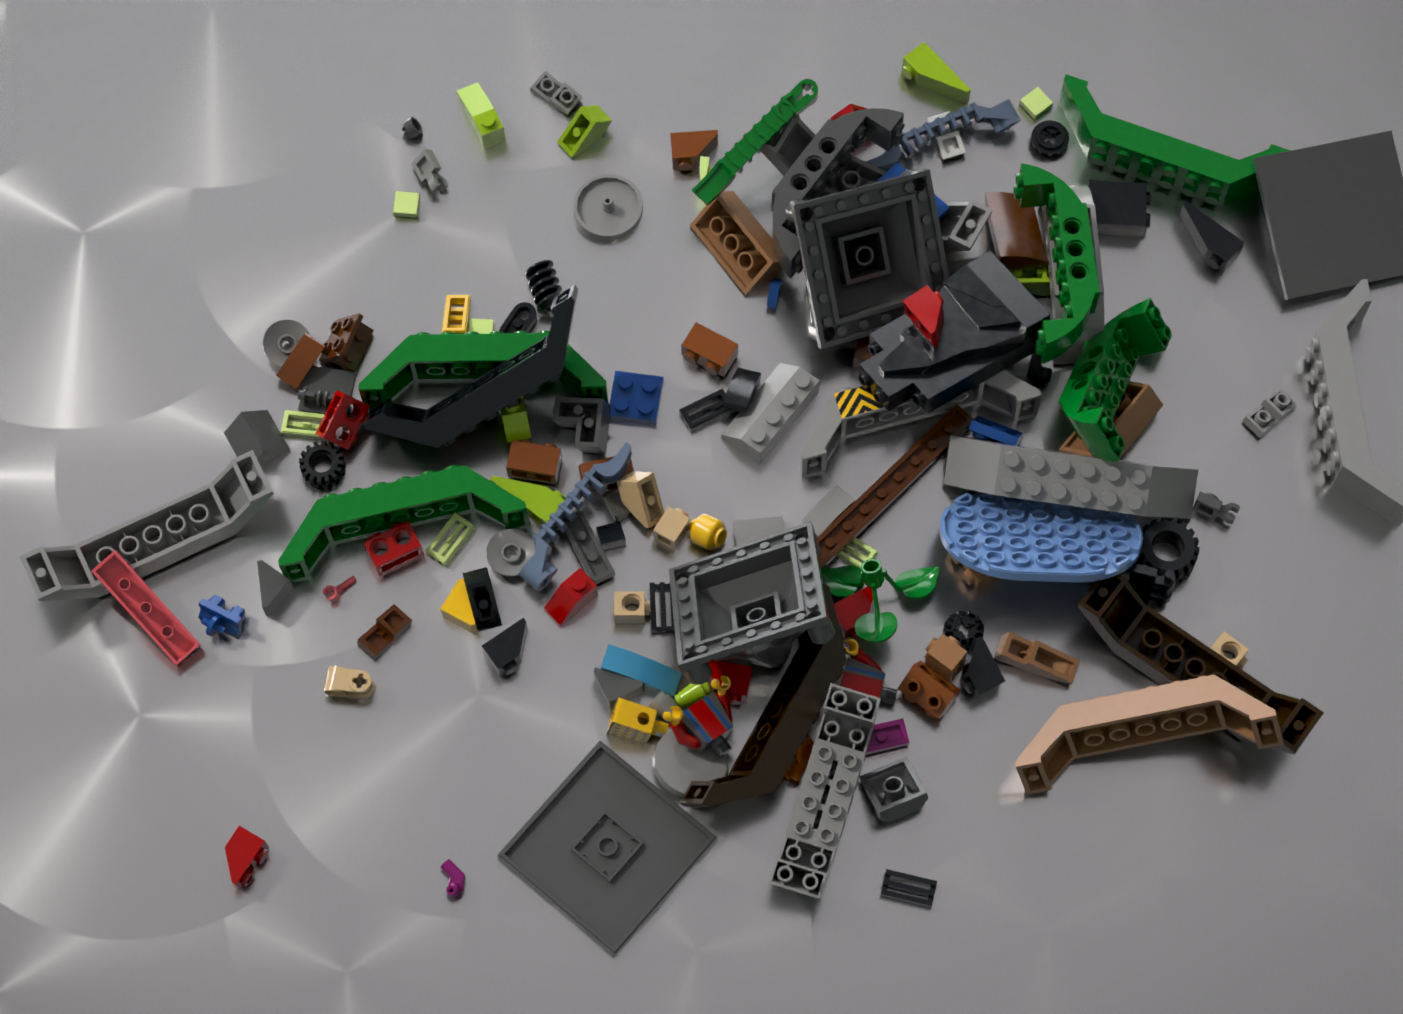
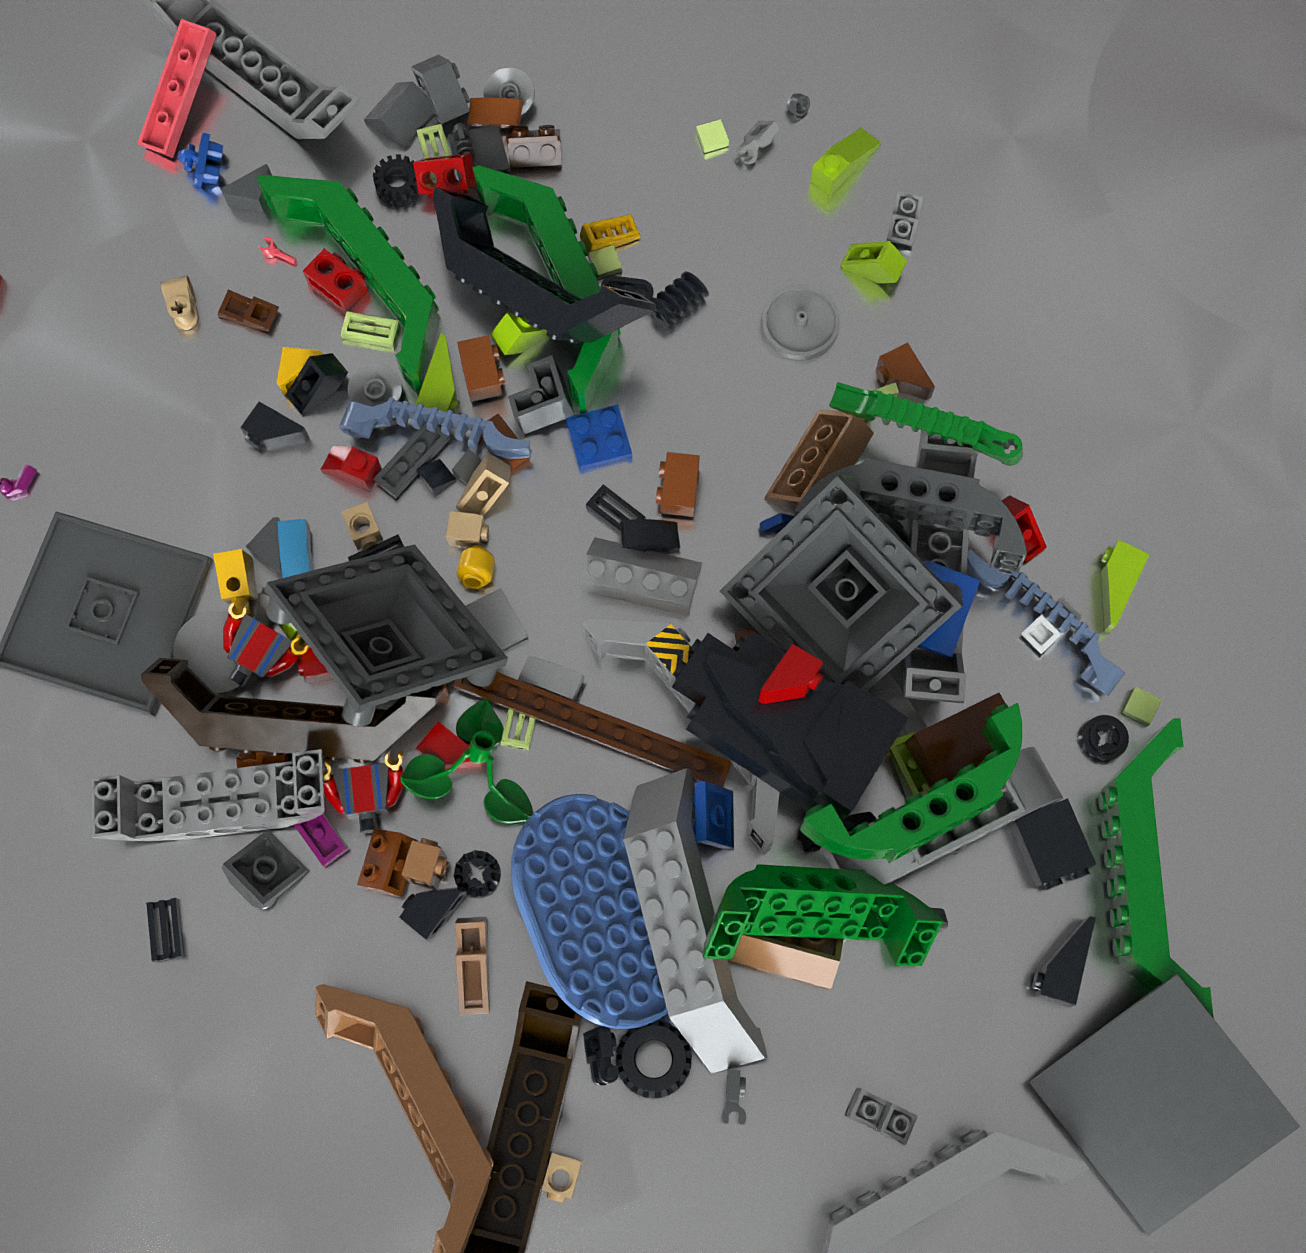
camera: 65 degrees right, 5 degrees up
(254, 391) = (439, 82): none -> dark grey brick

